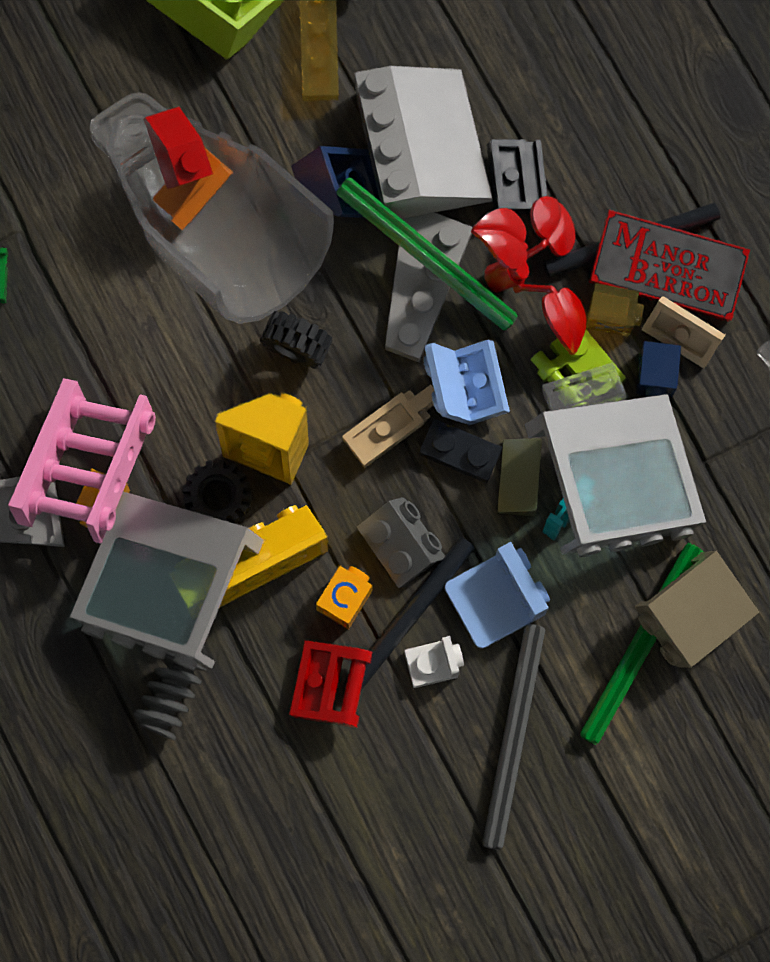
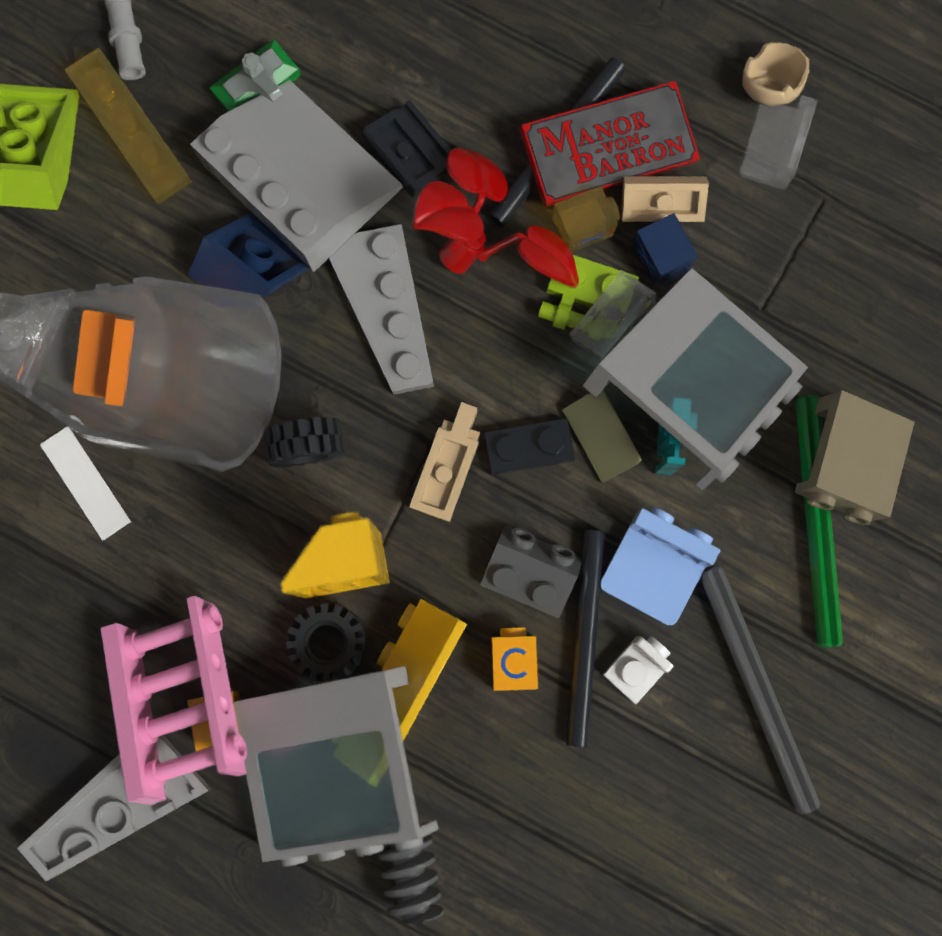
camera: 30 degrees left, 5 degrees up
(116, 270) = (85, 483): none -> white sticker
(177, 148) = (62, 328): red slope -> none
(319, 681) = (545, 763): red plate -> none
(426, 253) = (373, 277): green axle -> none
(436, 53) = (256, 76): none -> piece
(466, 382) = (494, 377): light blue bracket -> none

